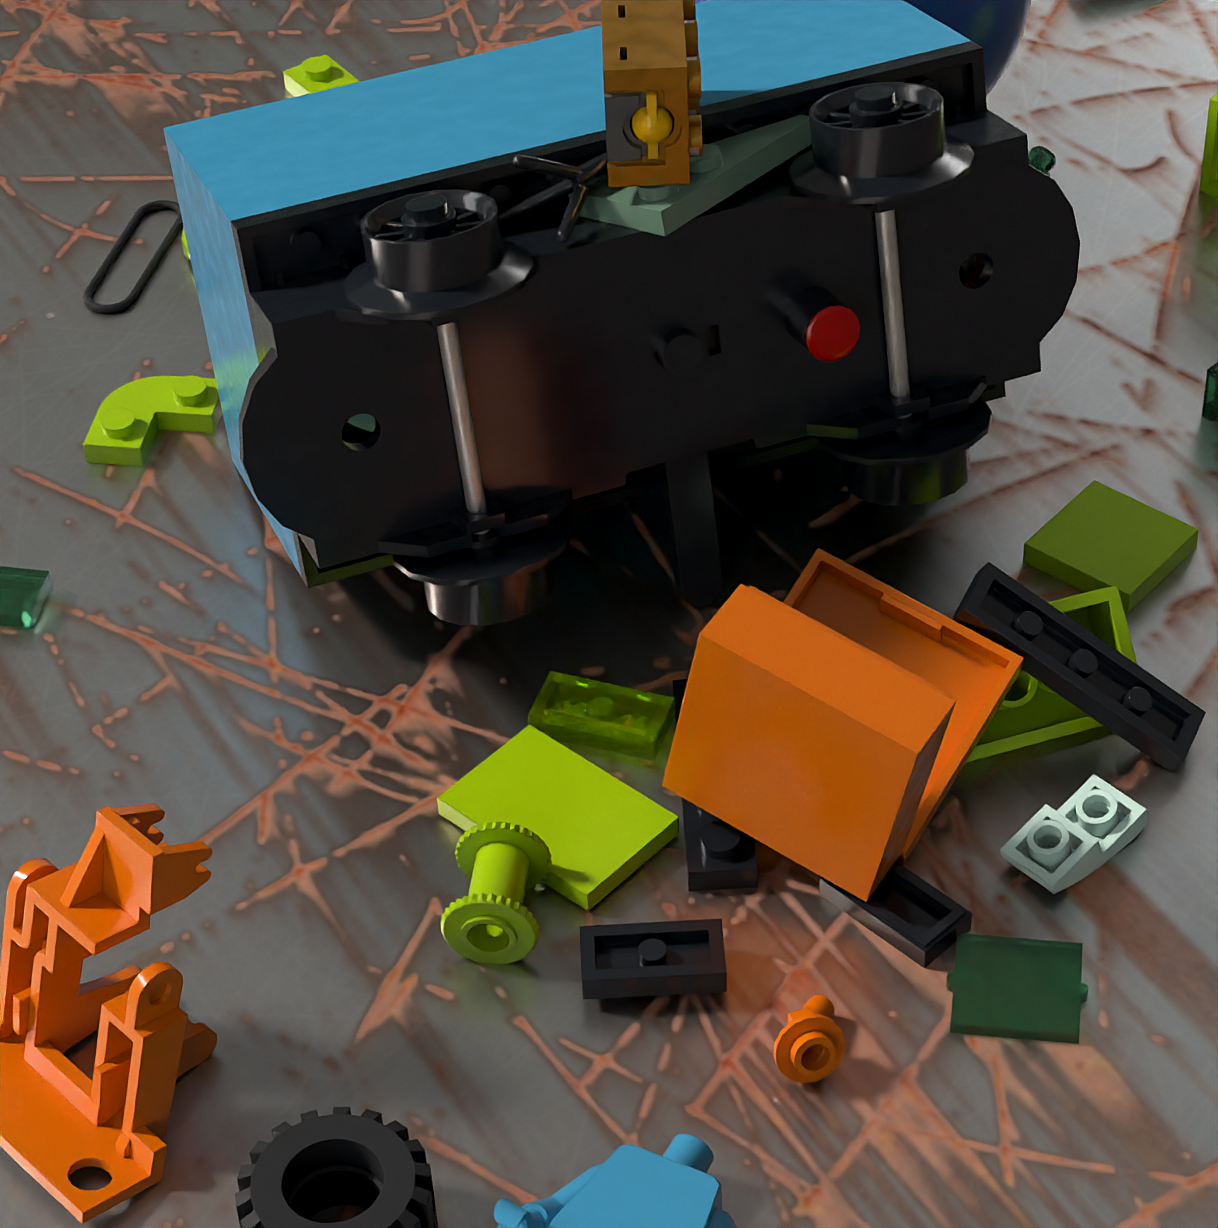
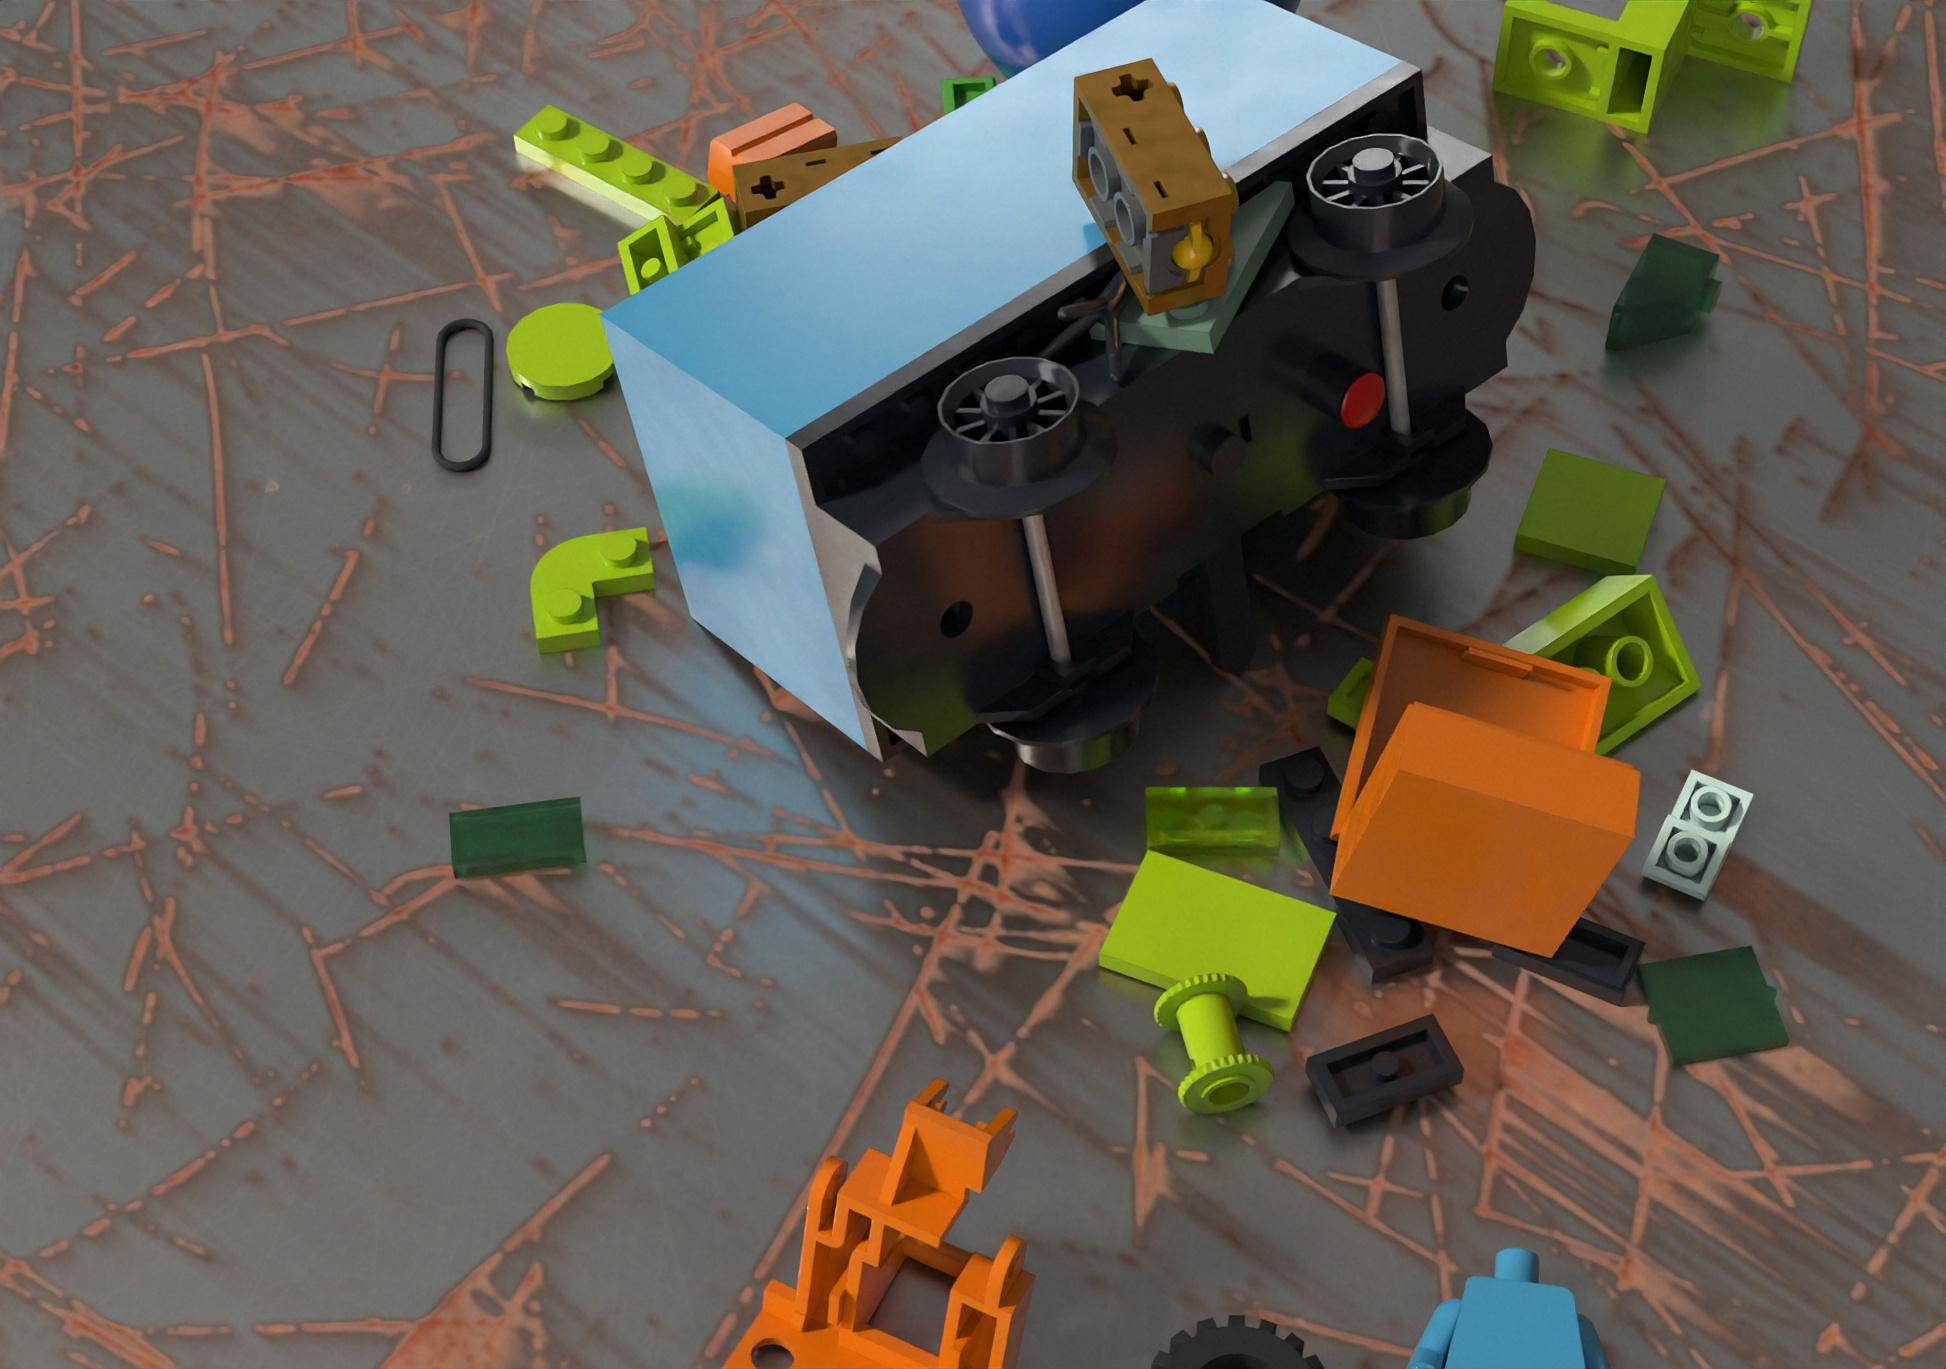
camera: 20 degrees left, 10 degrees up
(810, 1042) = (1568, 1118): orange plate -> none
(1081, 667) = (1649, 666): black plate -> none

